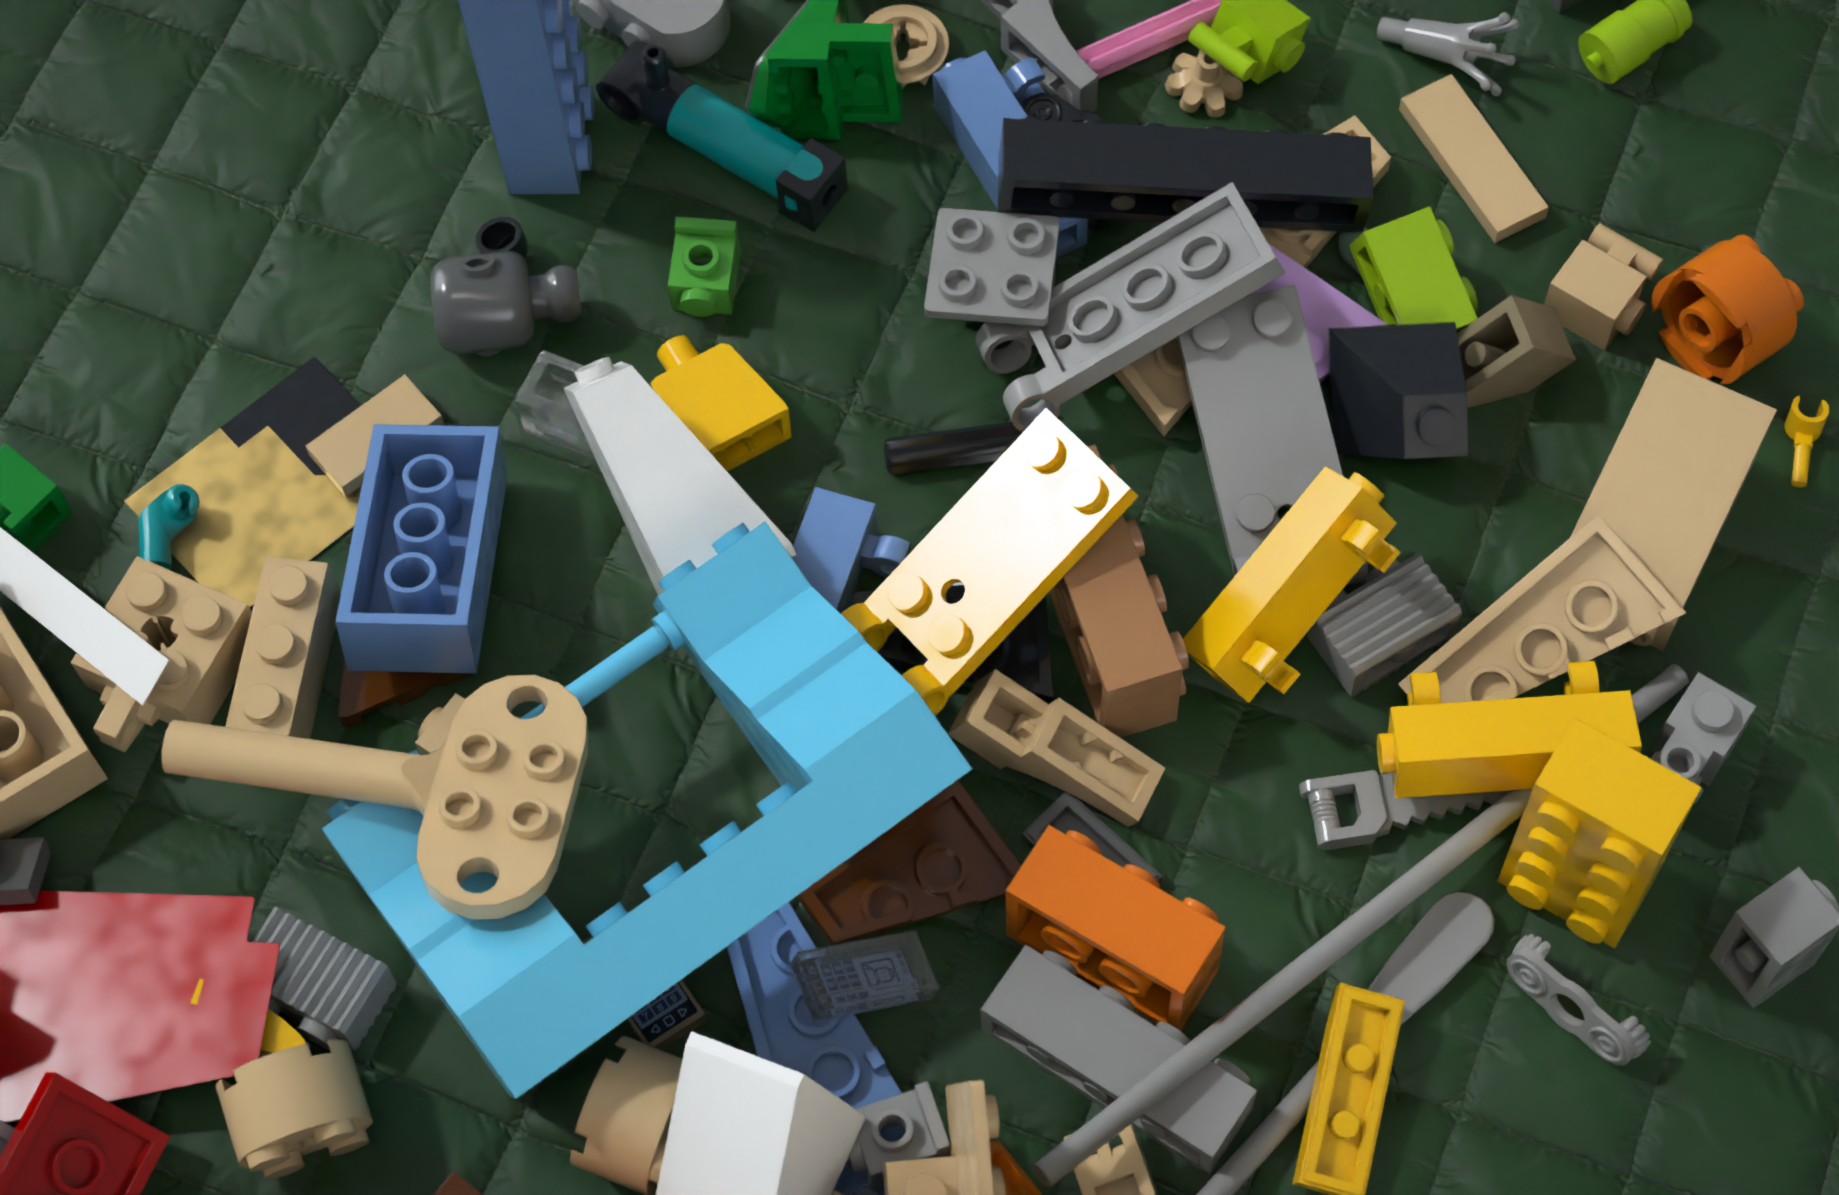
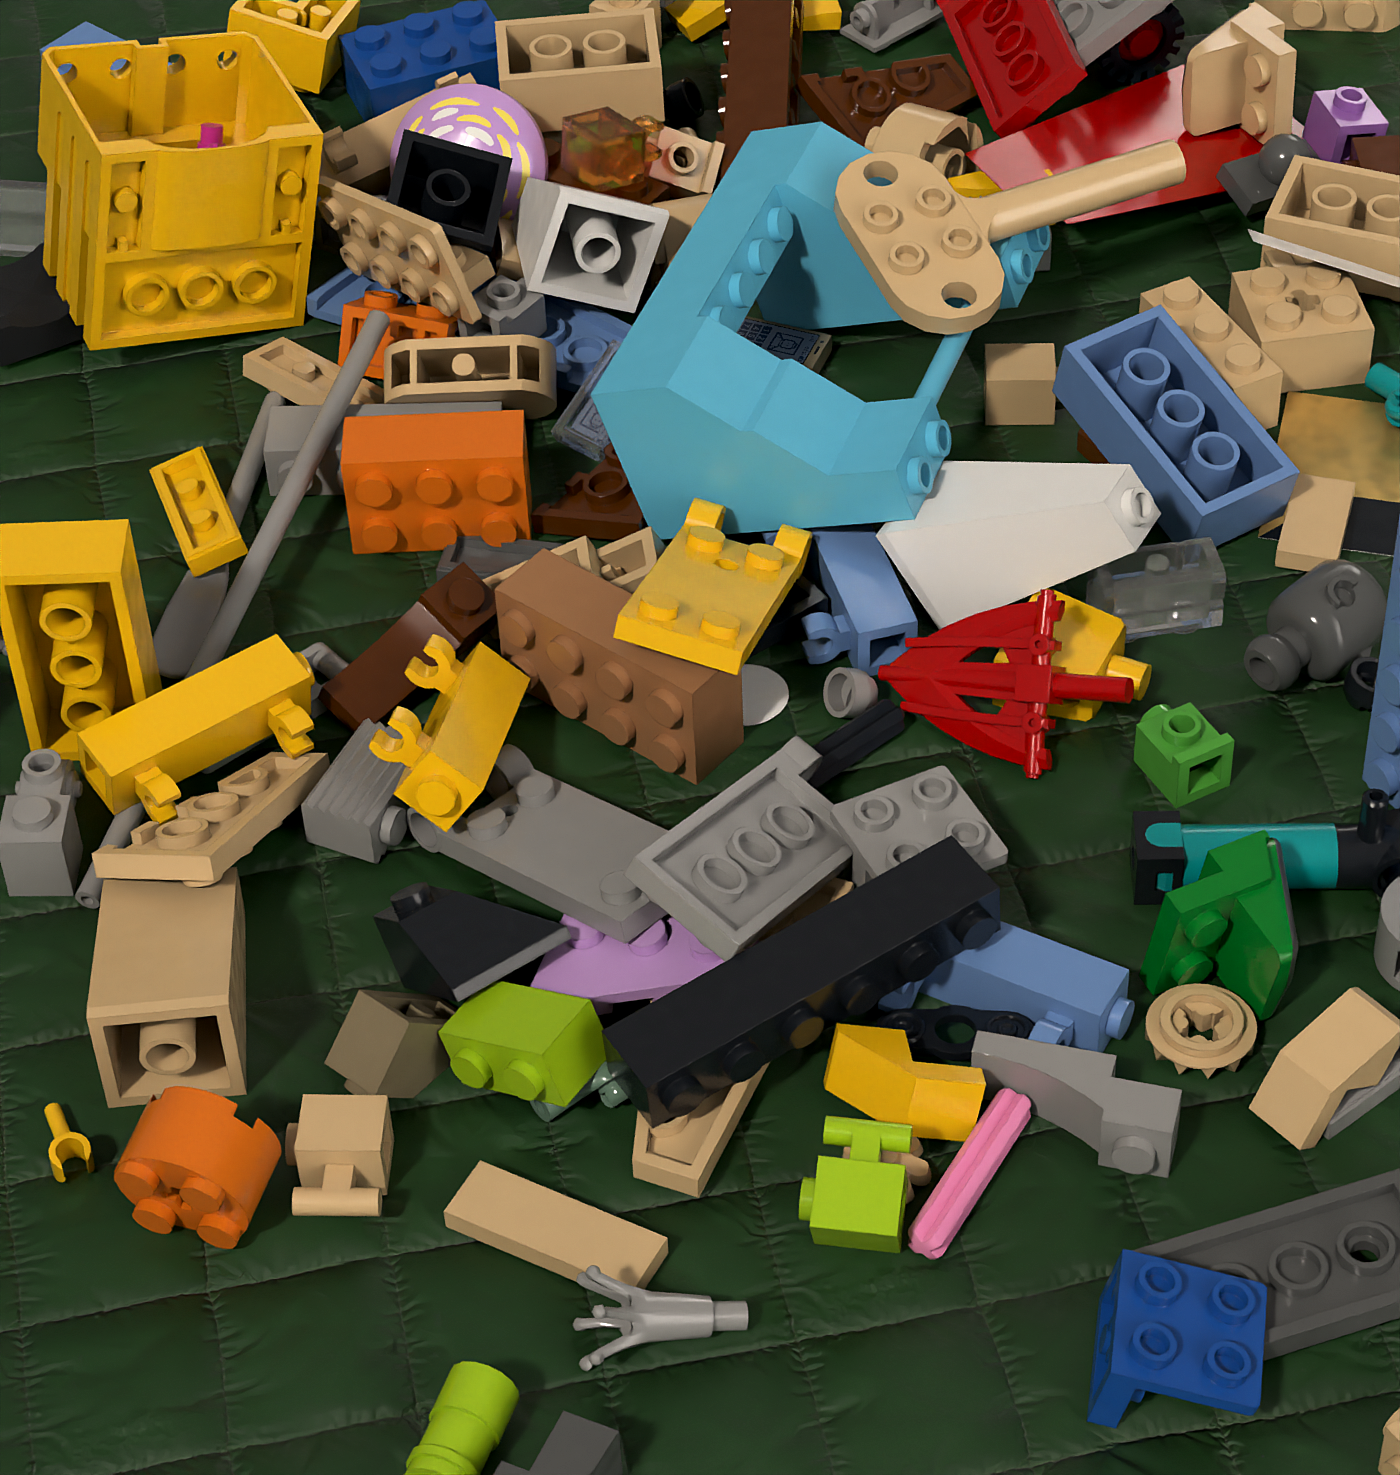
camera: 145 degrees right, 20 degrees down
(799, 390) = (935, 677): none -> red bar
(908, 493) = (849, 692): none -> light grey hinge
(969, 1032) = (474, 369): none -> tan brick
(1151, 79) = (877, 1076): none -> yellow slope
(1257, 756) = (375, 683): none -> reddish brown slope

